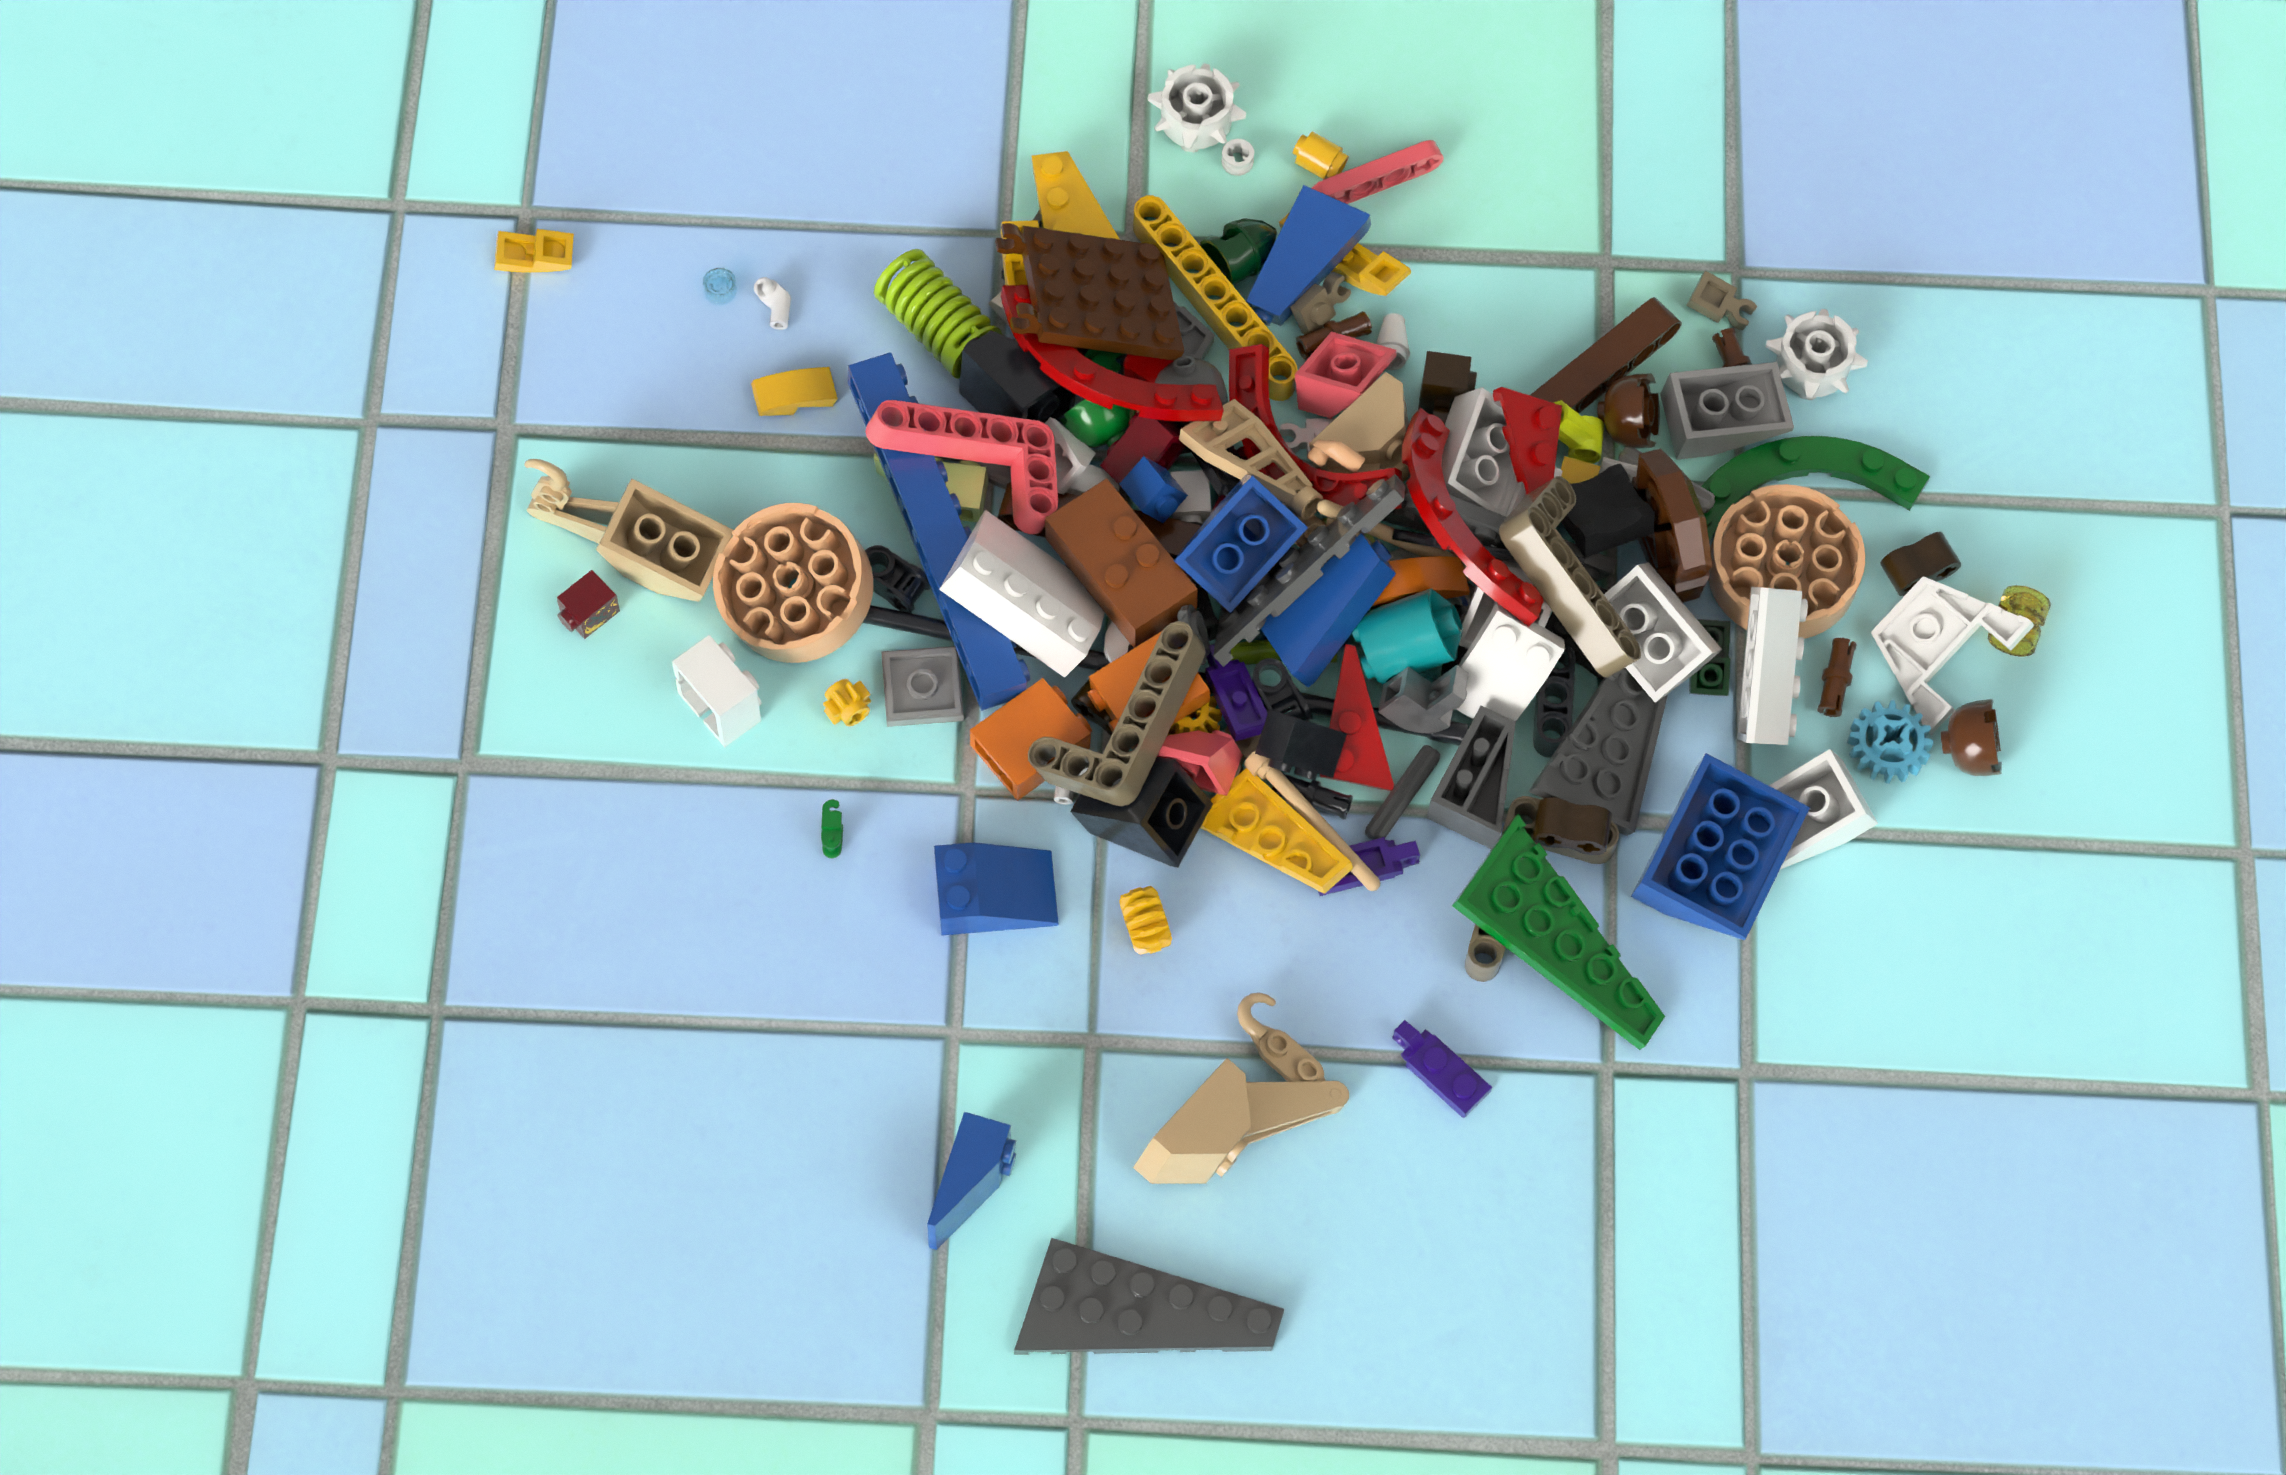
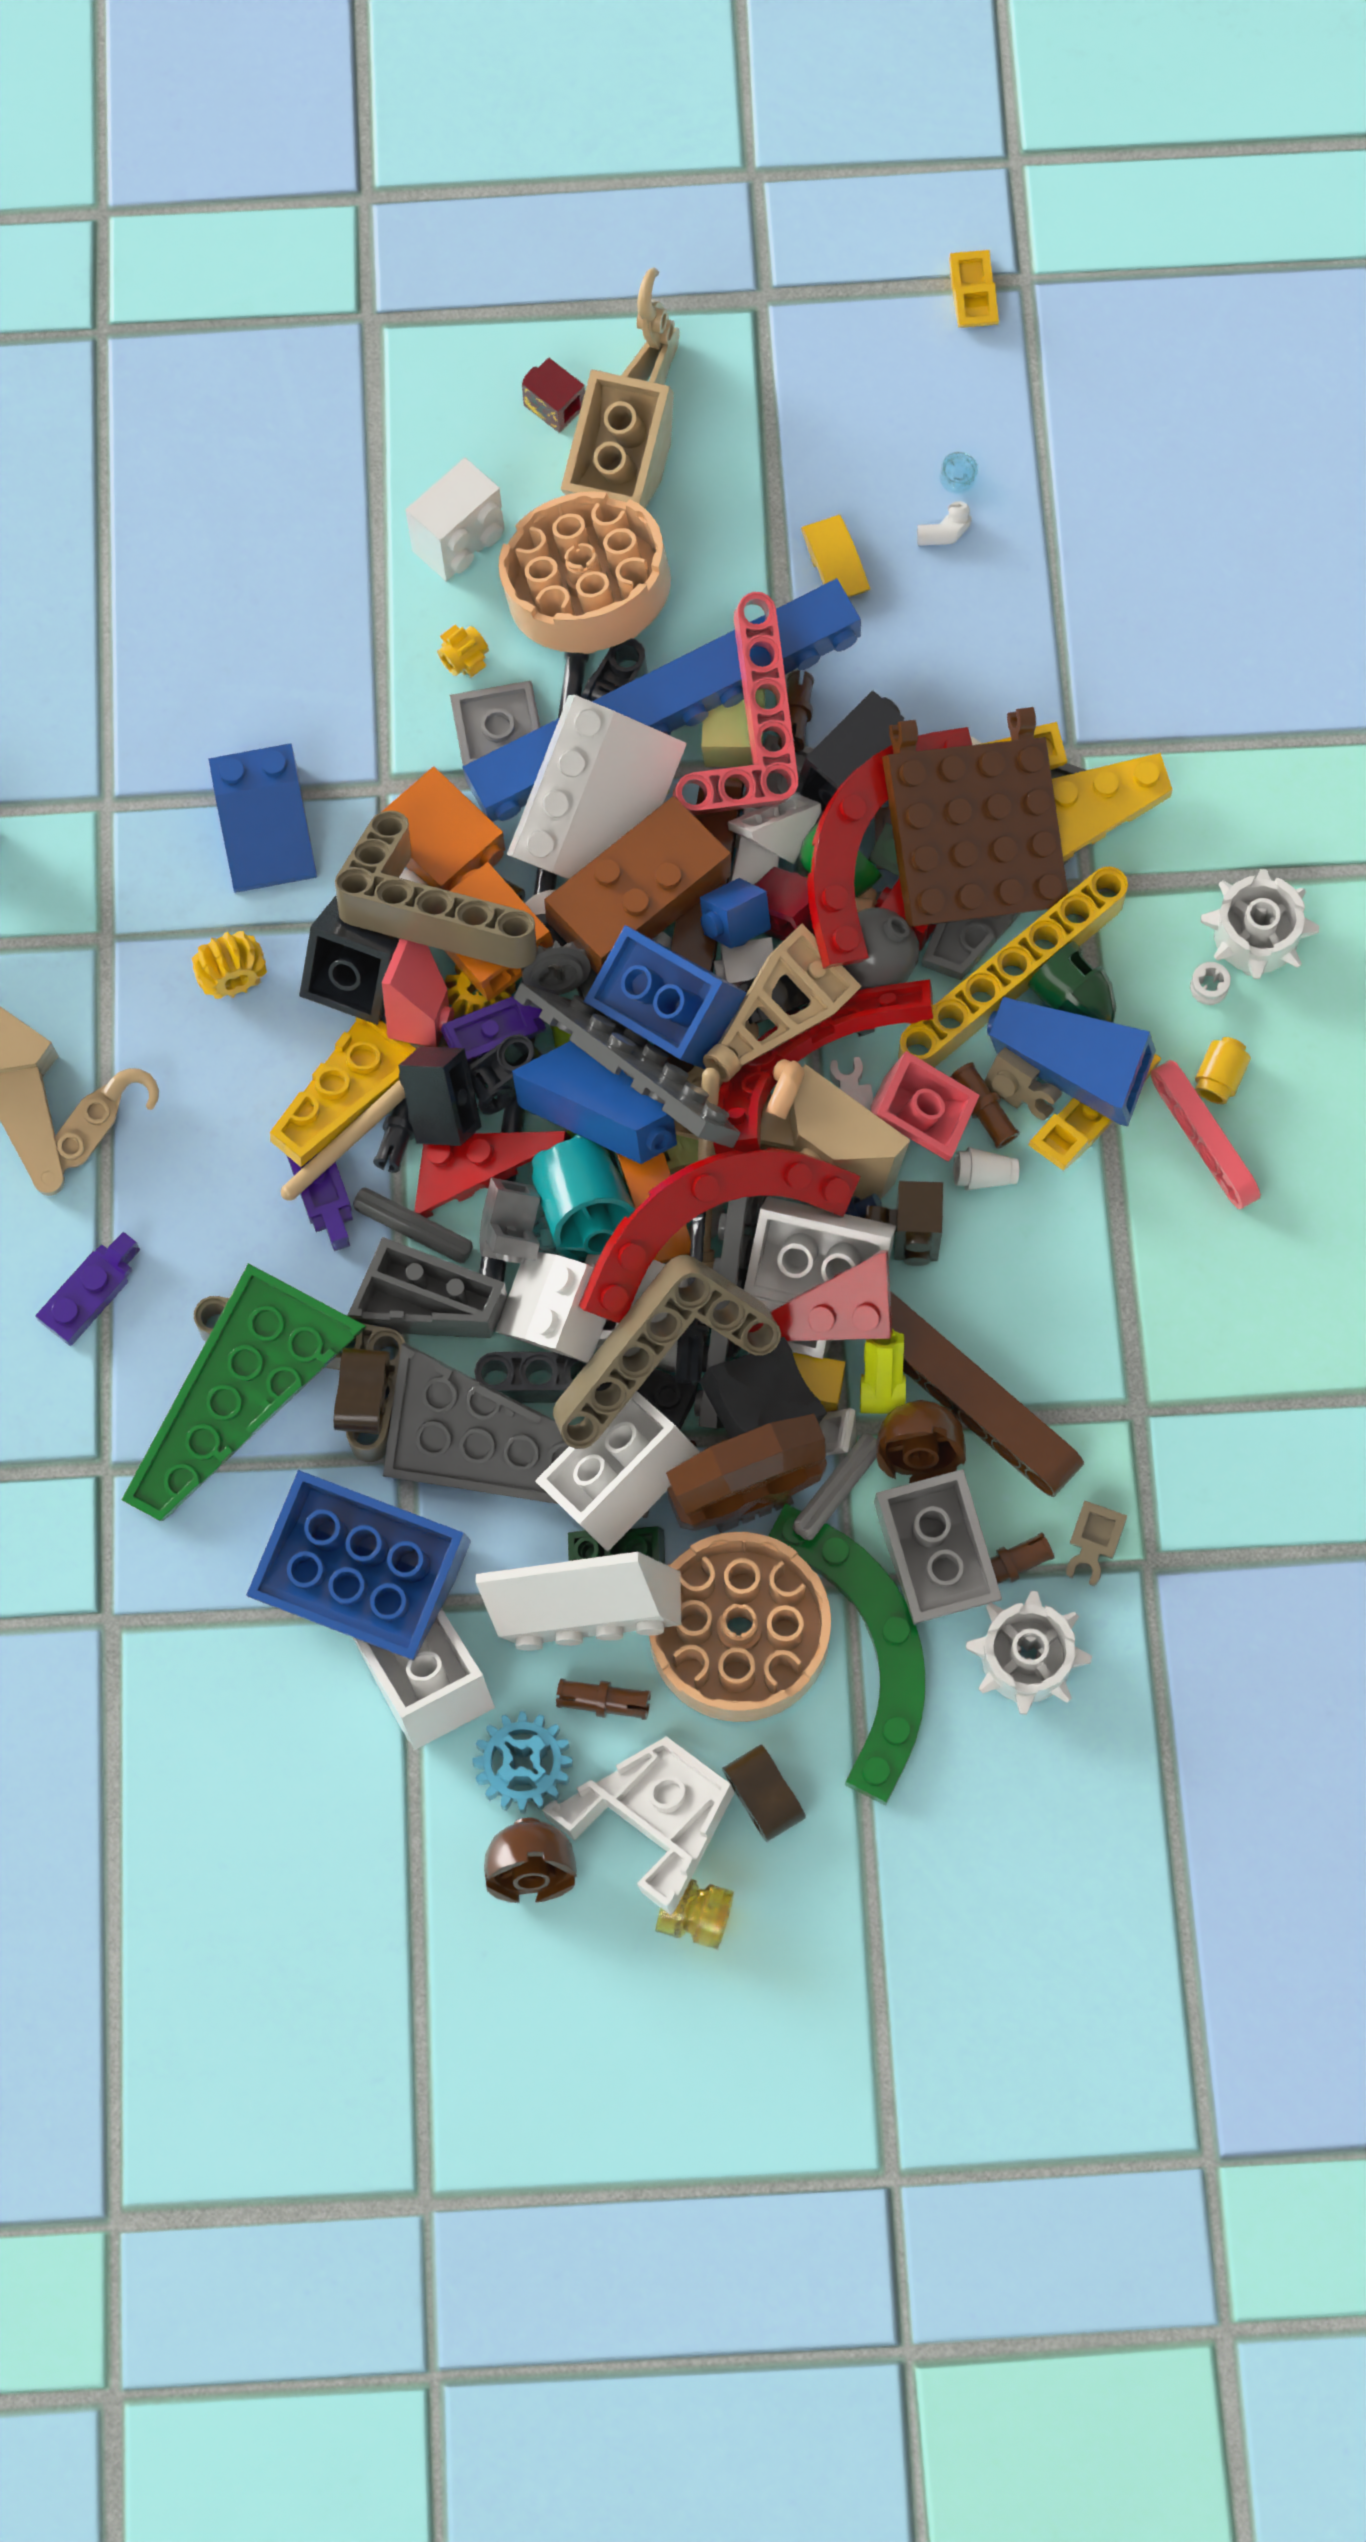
camera: 90 degrees right, 5 degrees up
(831, 829) = (314, 655): green piece -> none
(931, 307) = (947, 668): lime piece -> none

